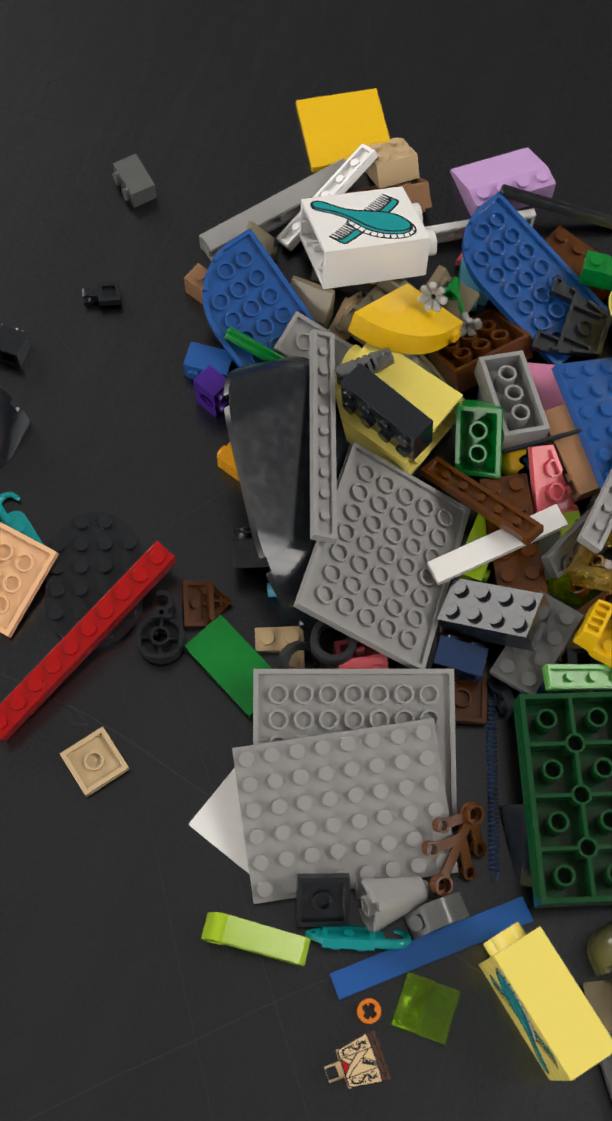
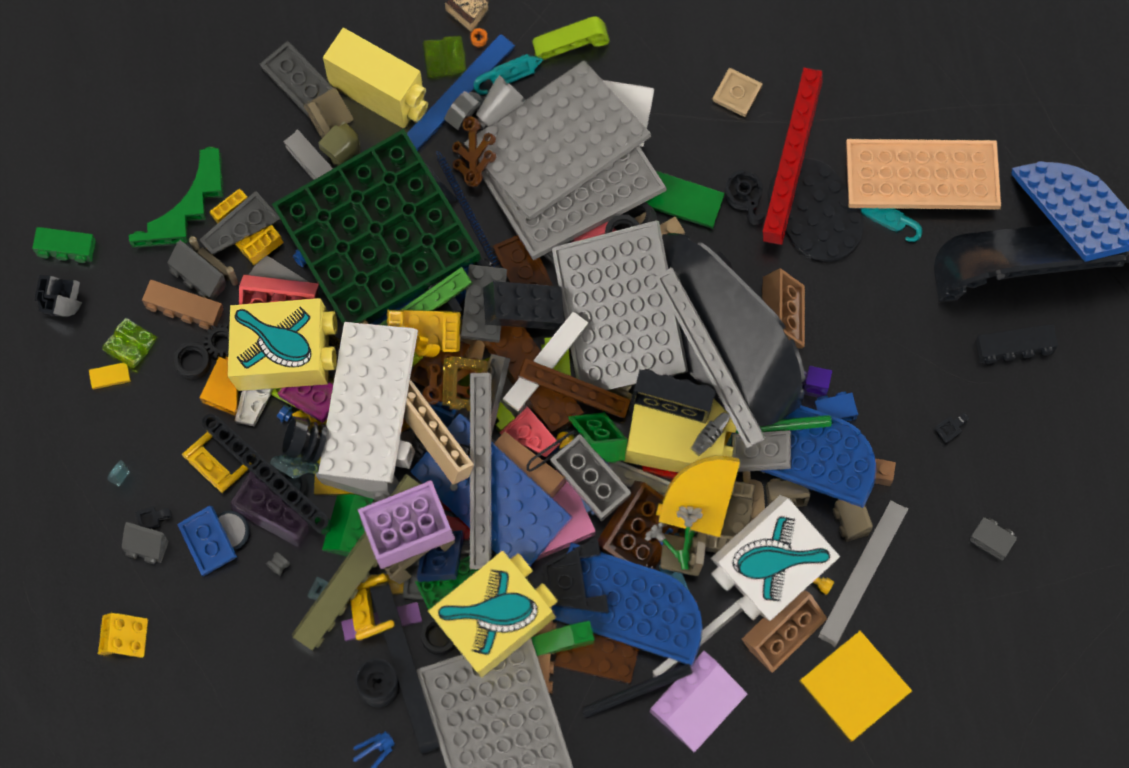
camera: 155 degrees right, 5 degrees up
(201, 479) = (787, 300): none -> medium nougat slope
(201, 603) = (731, 231): reddish brown slope -> none
(322, 900) = (541, 80): black plate -> none
(337, 184) = (827, 598): white tile -> none
(394, 164) = (797, 657): tan piece -> none
(463, 657) = (533, 272): dark blue brick -> none

